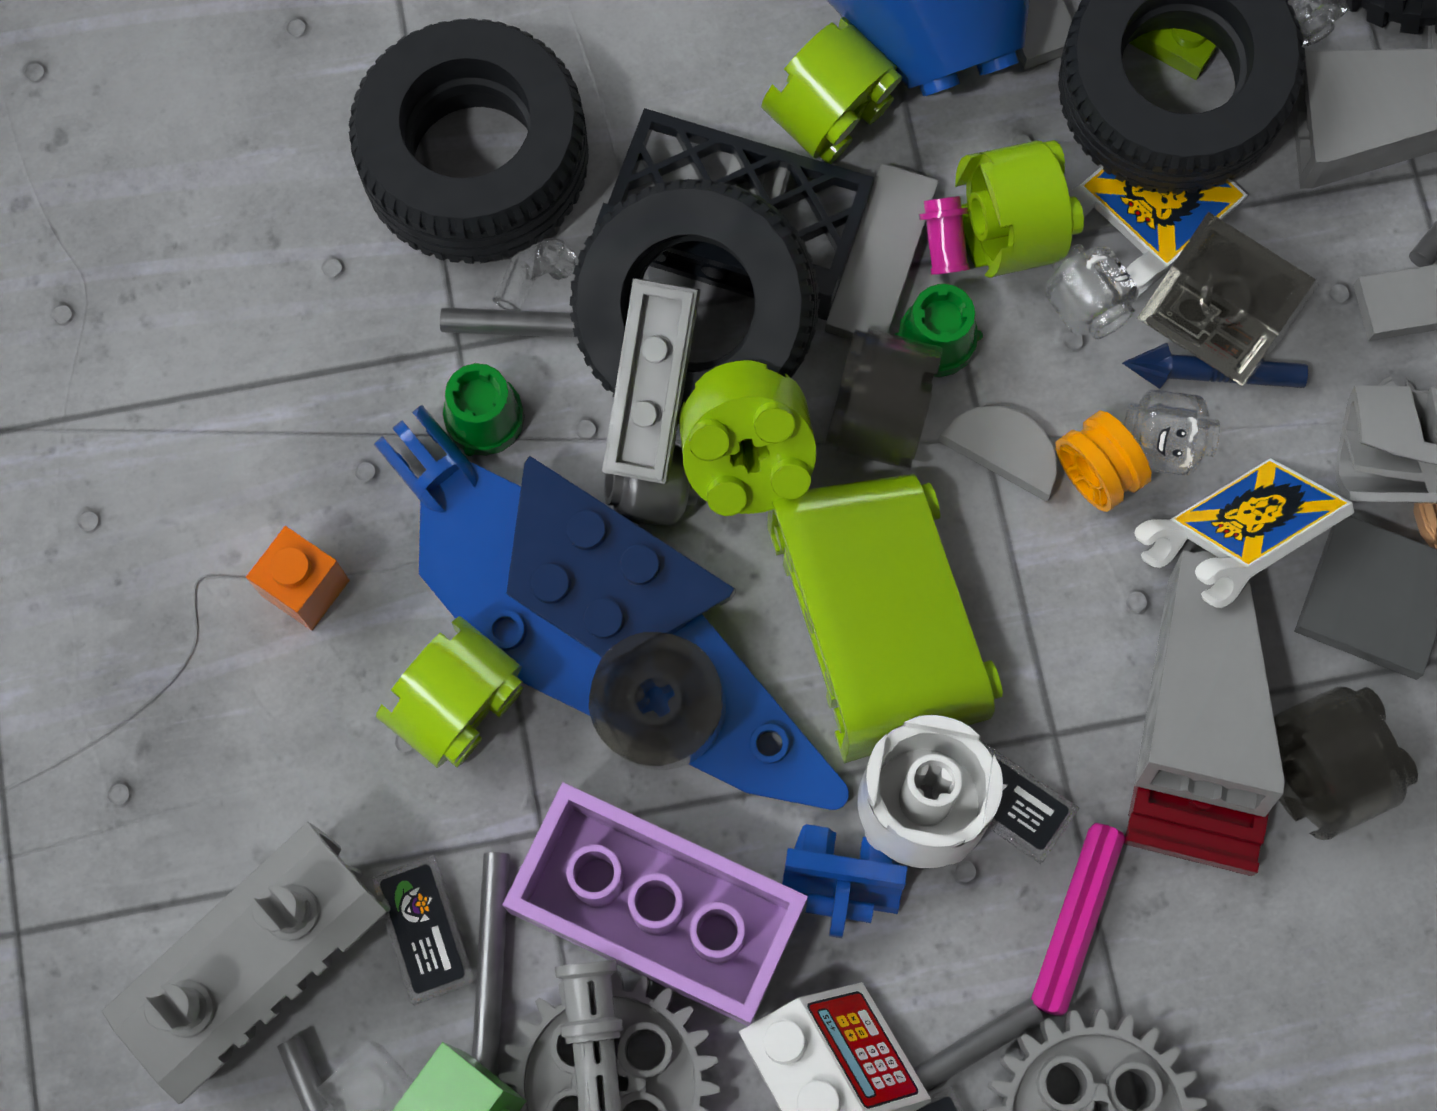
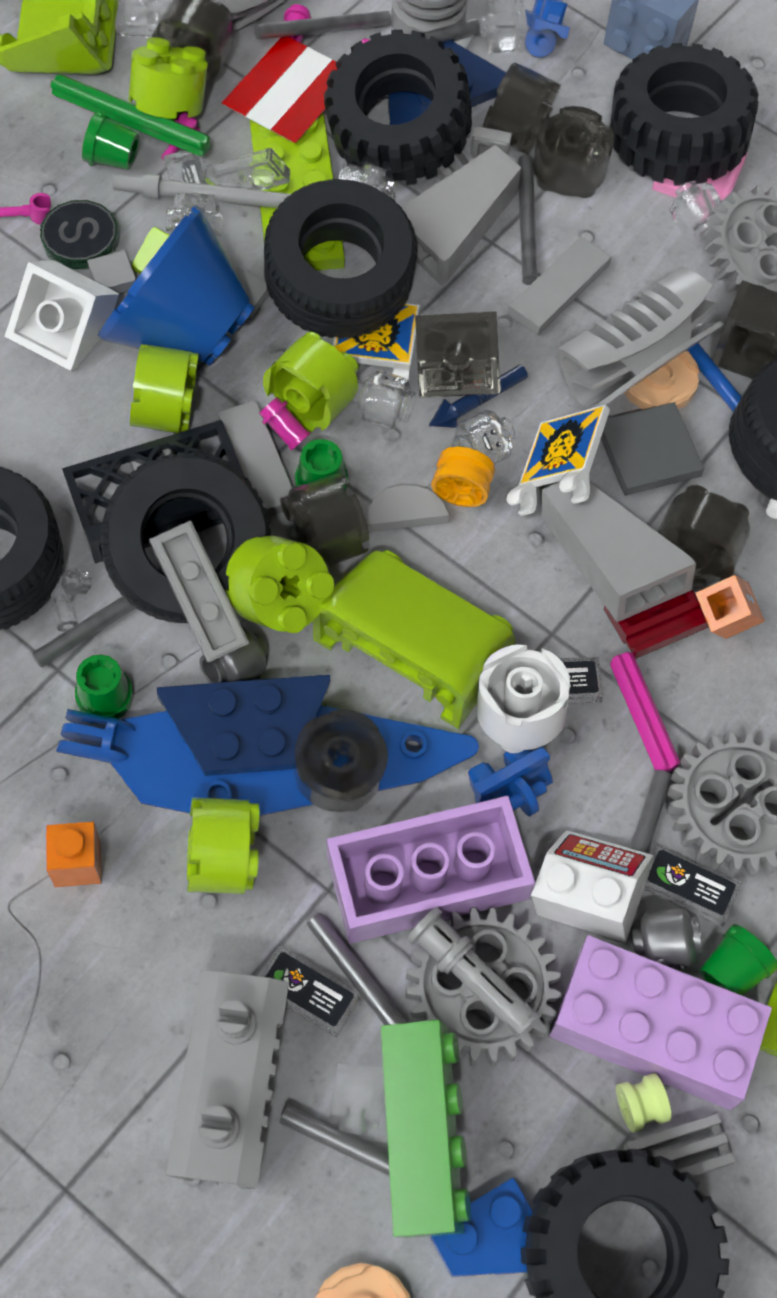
camera: 45 degrees left, 10 degrees down
(1292, 876) = (730, 607): none -> orange brick

